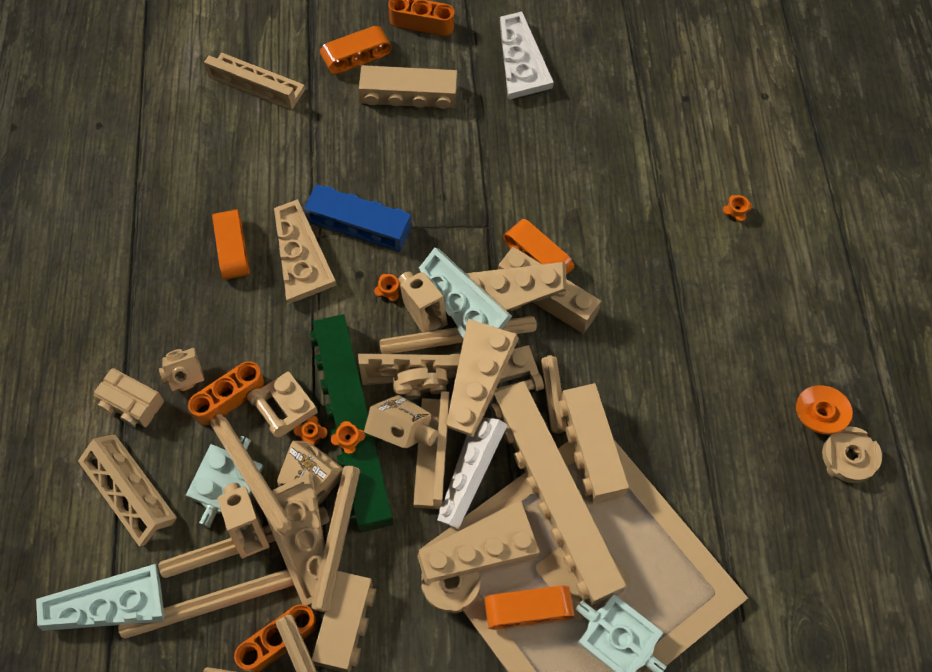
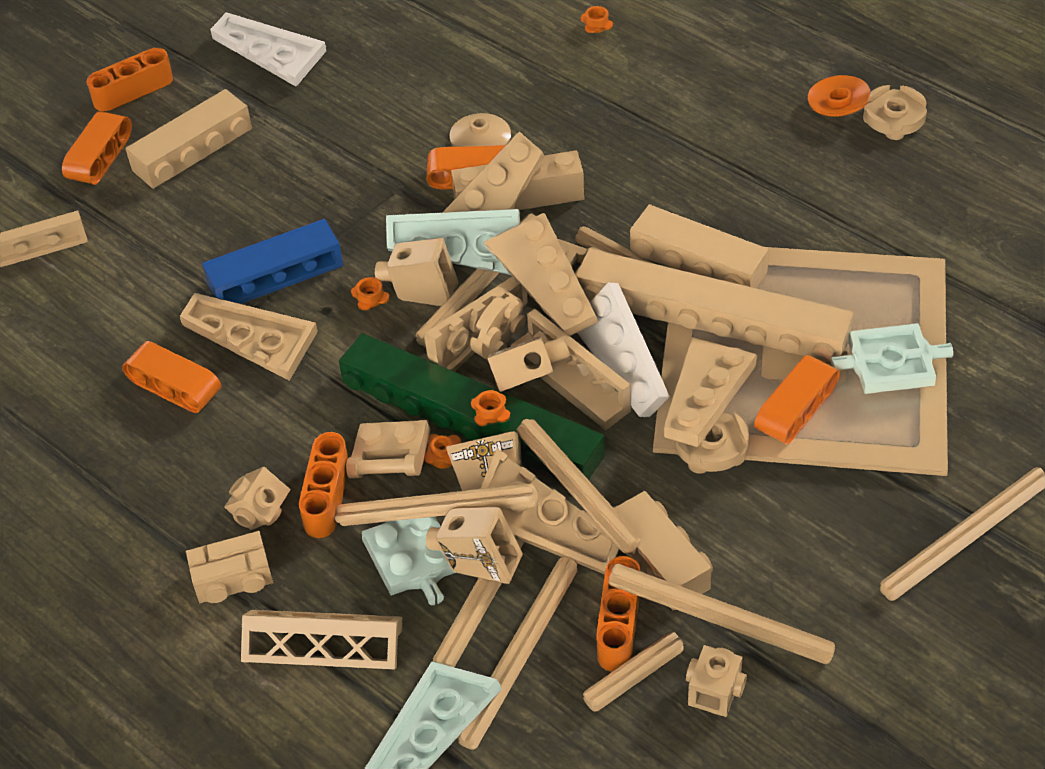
camera: 40 degrees left, 15 degrees down
(574, 238) = (480, 130): none -> tan dish

